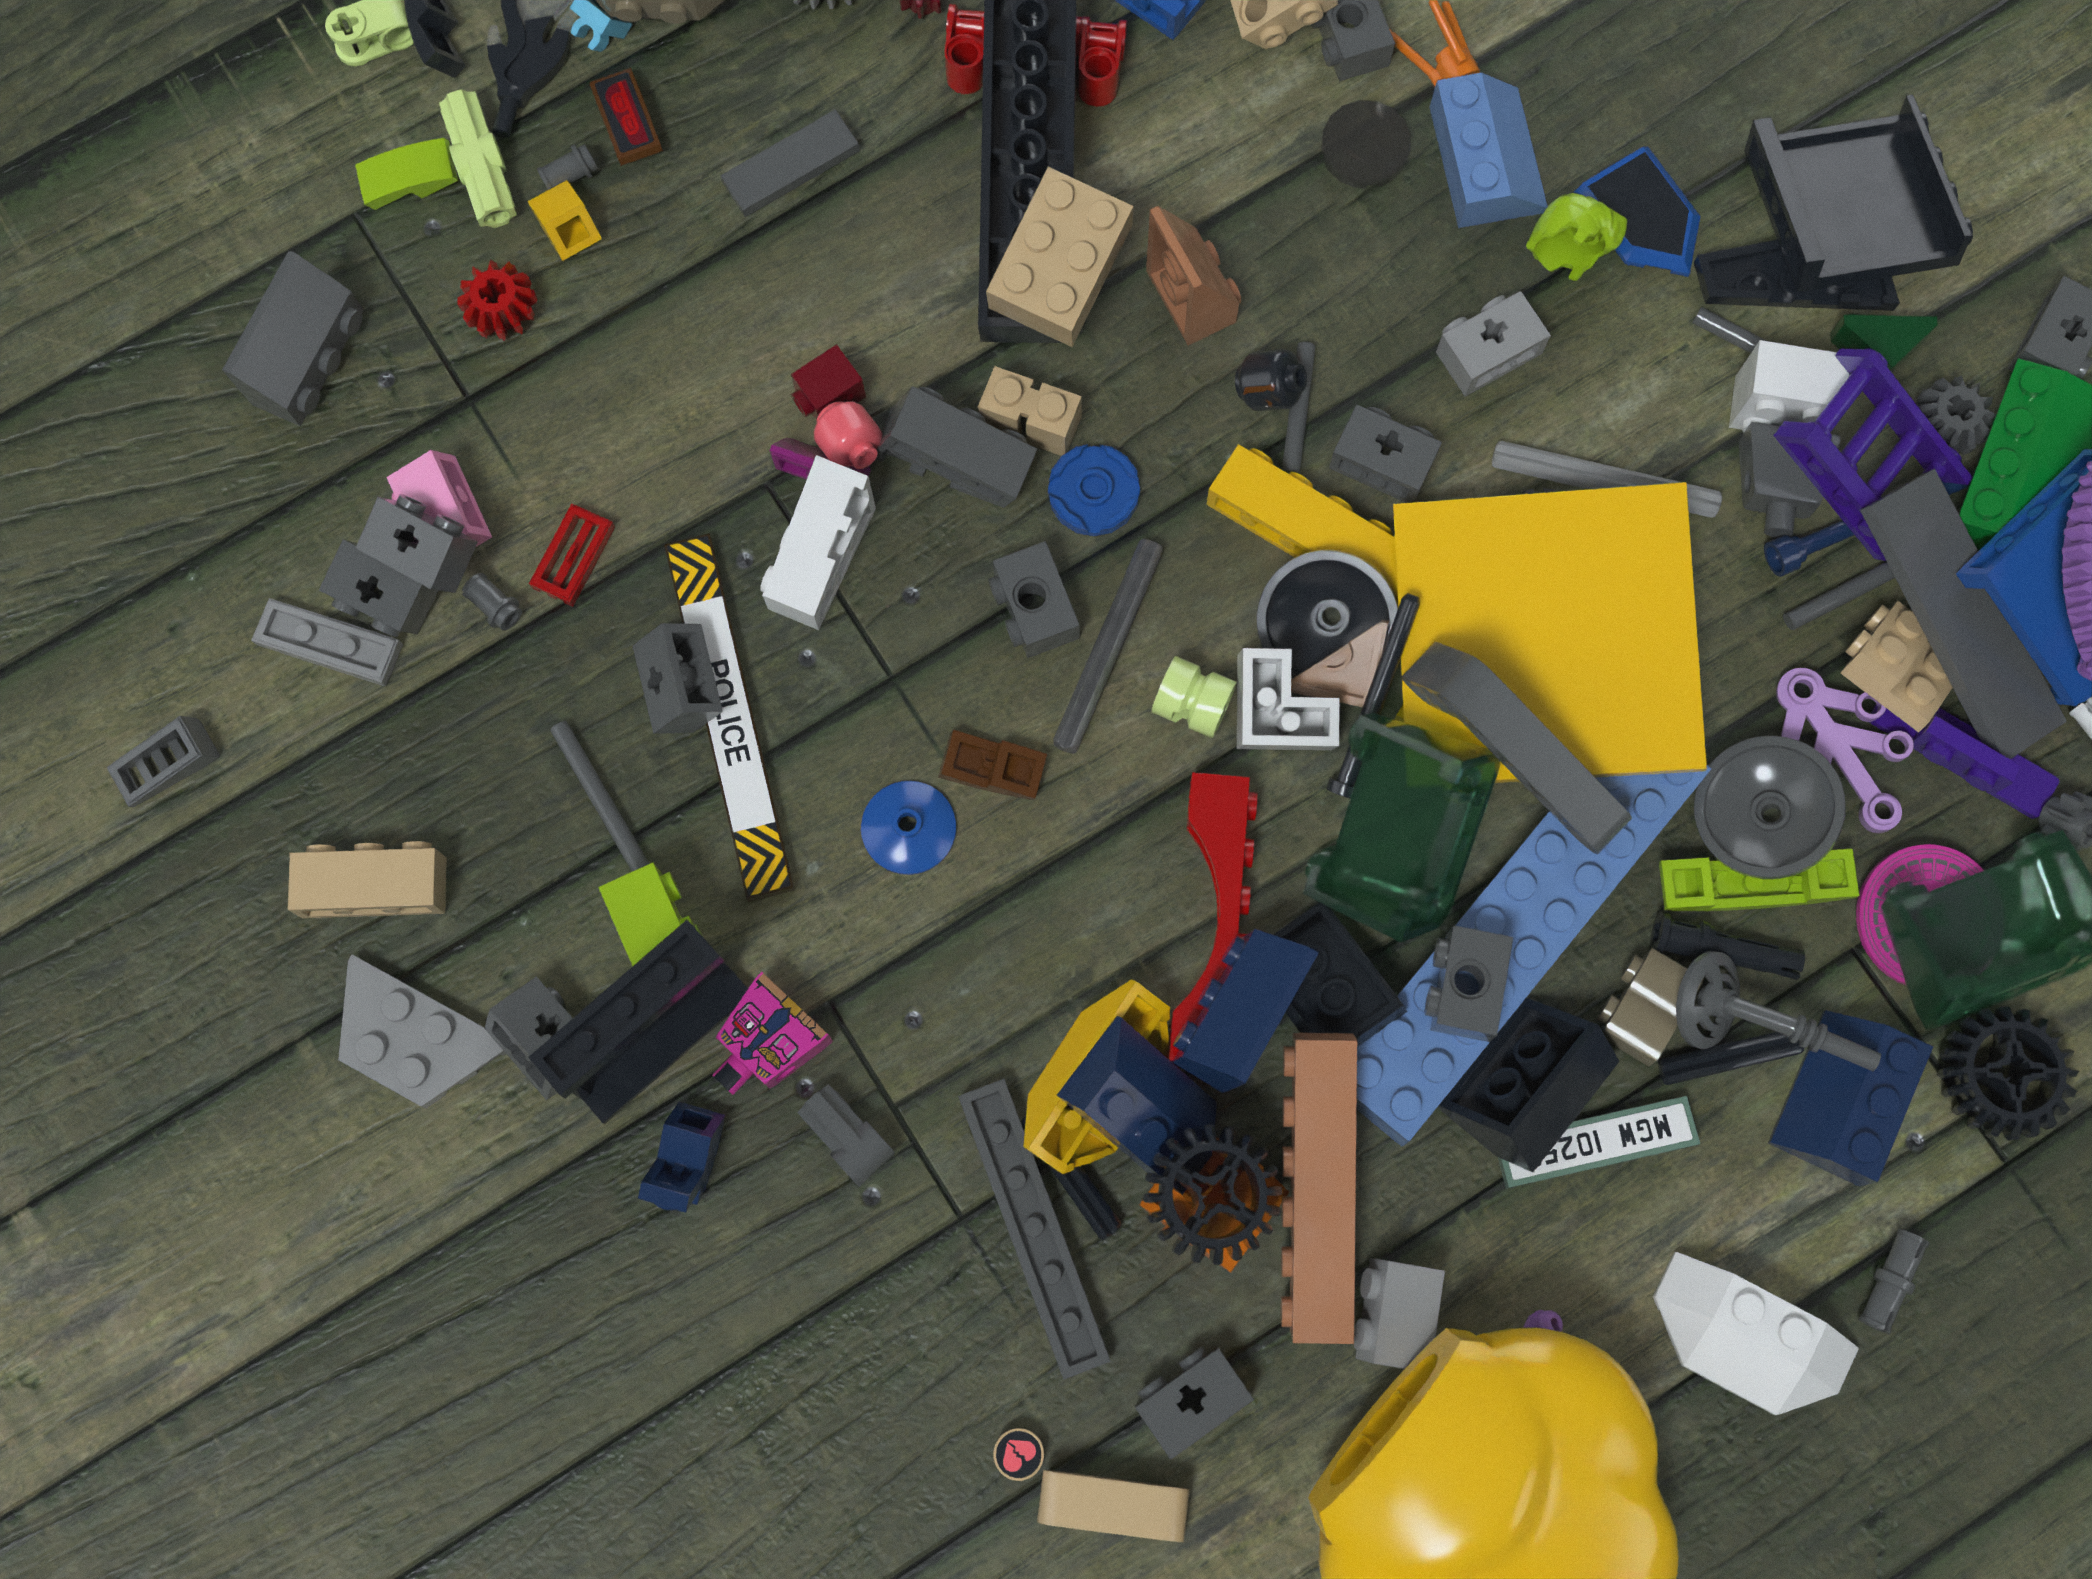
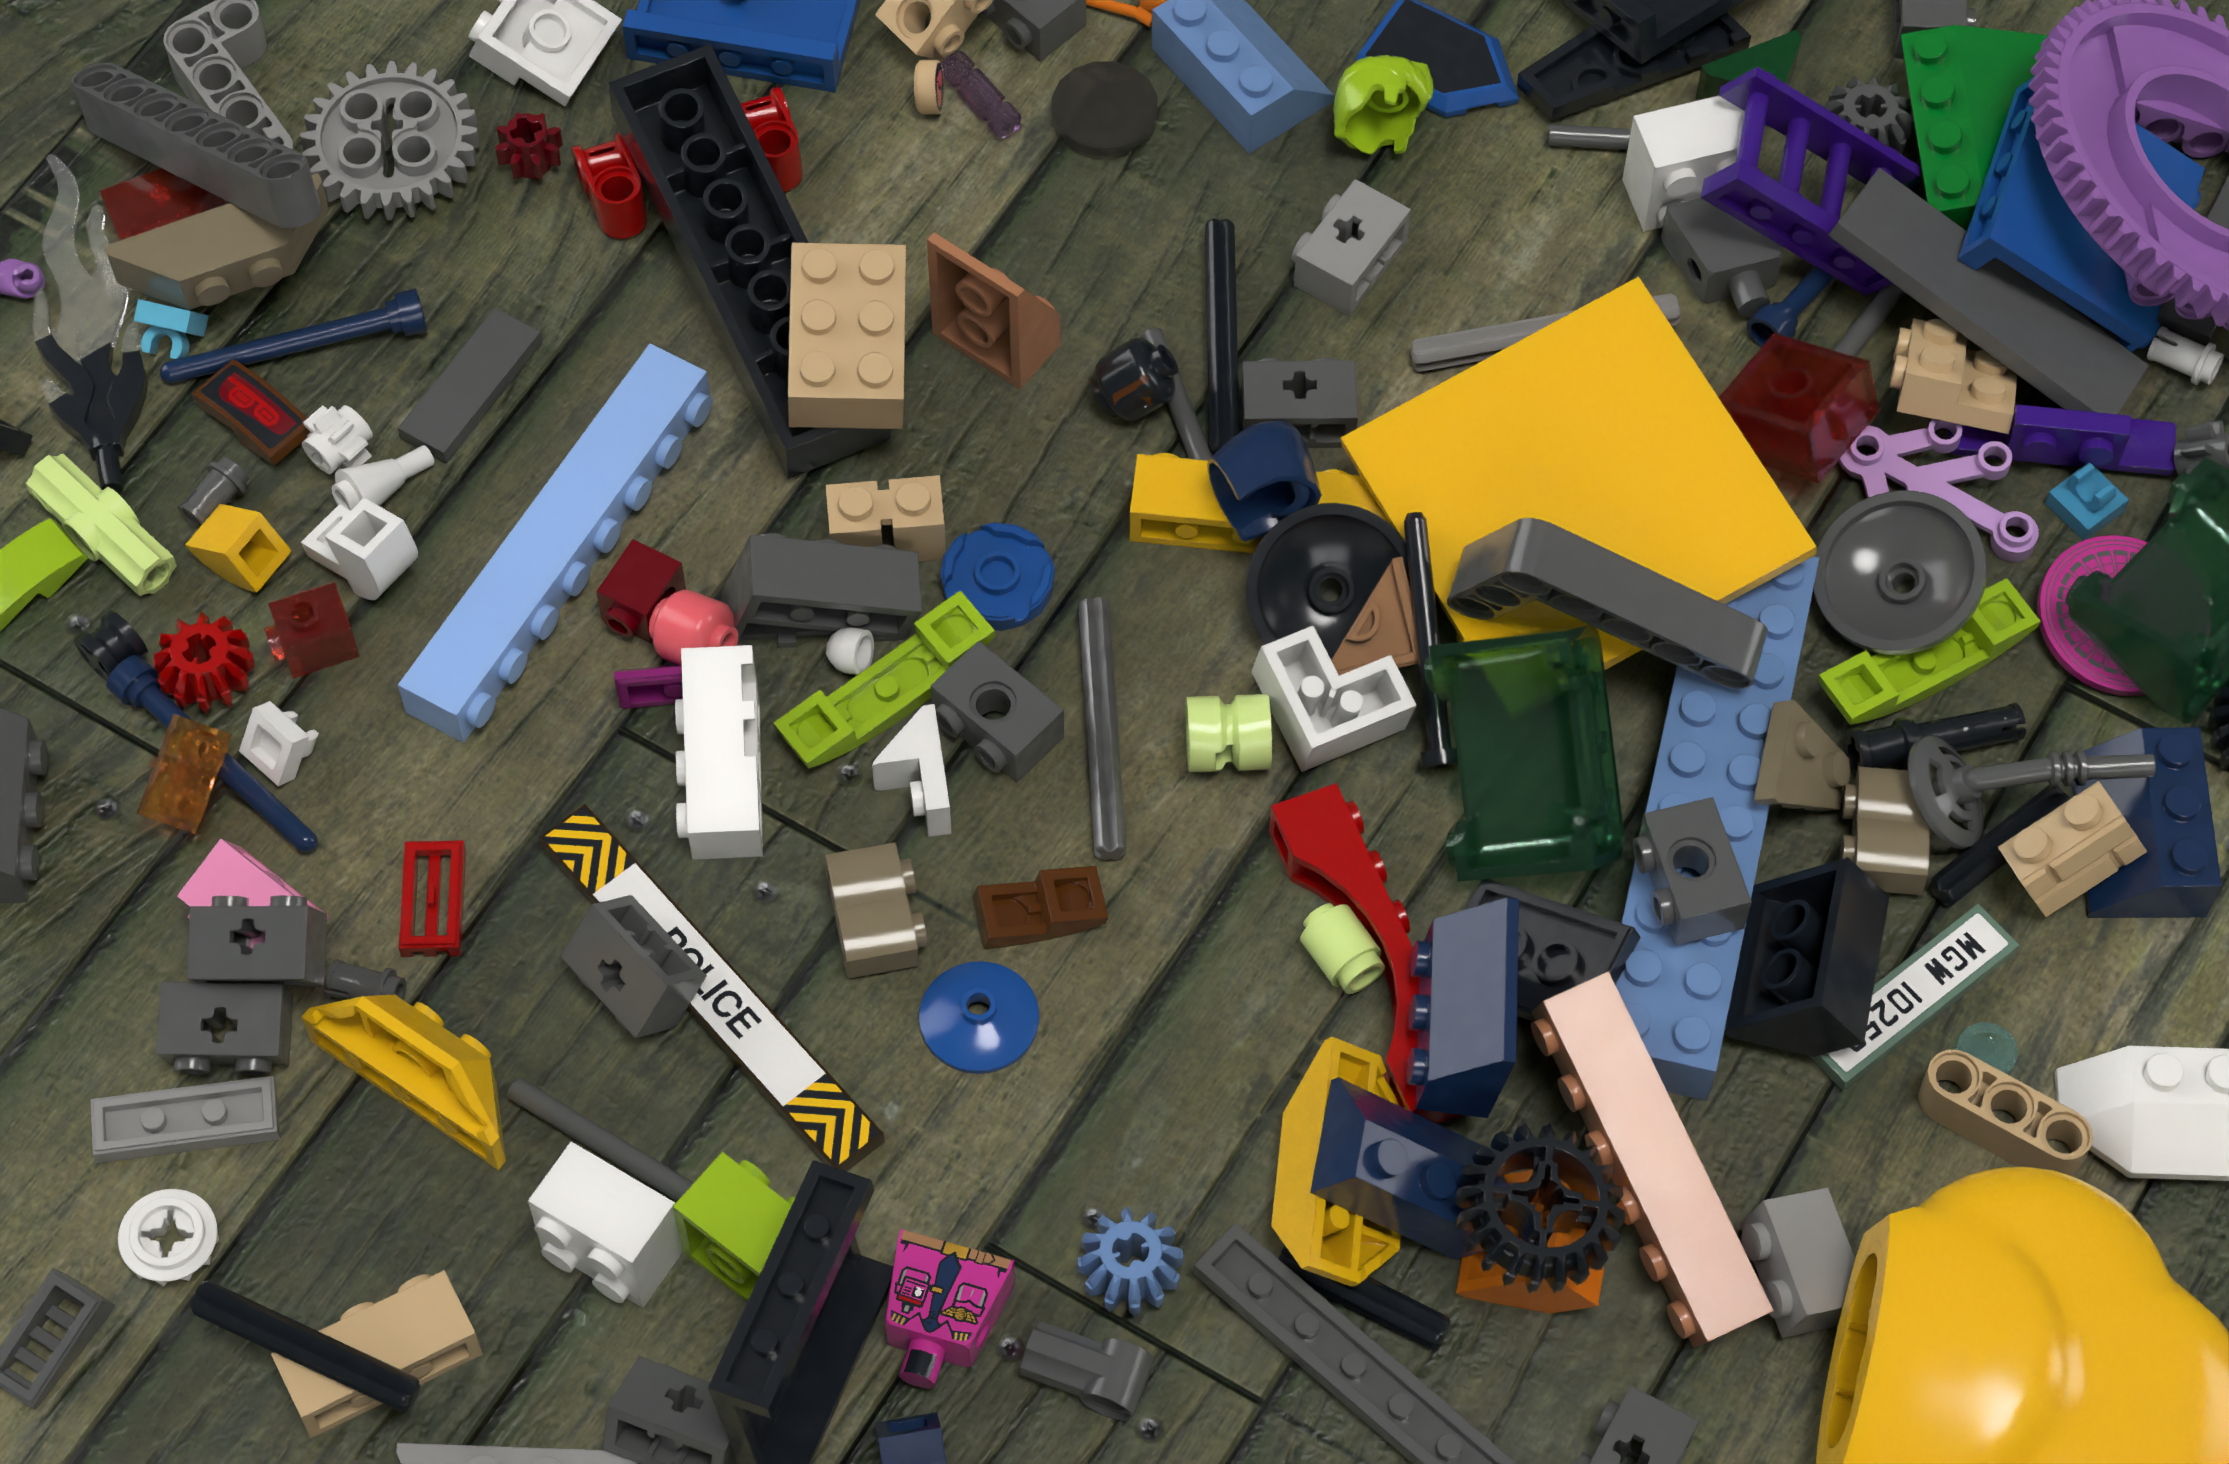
camera: 30 degrees left, 15 degrees down
(271, 705) = (151, 1218): none -> white gear
(311, 861) = (305, 1346): none -> black axle
(439, 258) = (110, 644): none -> black wheel
(440, 382) = (184, 773): none -> clear orange hips
(442, 294) = (137, 684): none -> dark blue piece
(499, 683) = (417, 1064): none -> yellow wedge
(517, 387) = (276, 742): none -> white tile
(557, 866) = (605, 1226): none -> white brick
(583, 309) = (311, 630): none -> clear red brick
(645, 261) = (363, 546): none -> white brick
(671, 166) = (336, 438): none -> white gear
(680, 212) = (378, 479): none -> white cone
(767, 84) = (400, 315): none -> dark blue piece
(789, 318) = (556, 544): none -> light blue brick
(870, 712) = (873, 909): none -> dark tan brick
(912, 1086) = (1118, 1244): none -> medium blue gear
(956, 501) = (850, 650): none -> white hinge
(962, 610) = (917, 762): none -> white slope
(965, 543) = (886, 690): none -> lime slope
(1191, 903) = (1342, 947): none -> yellowish green brick
(1241, 68) = (929, 87): none -> tan tile
(1279, 90) = (981, 94): none -> axle
(1318, 511) = (1263, 477): none -> dark blue piece
(1356, 374) = (1221, 333): none -> black axle
(1606, 928) = (1800, 763): none -> dark tan wing
(1628, 1214) = (1989, 1044): none -> clear light blue tile
(1635, 1285) = (1991, 1089): none -> tan beam
(1763, 635) = (1801, 405): none -> clear red brick
(1778, 1095) = (2072, 849): none -> tan brick
(1953, 810) = (2086, 501): none -> dark azure tile

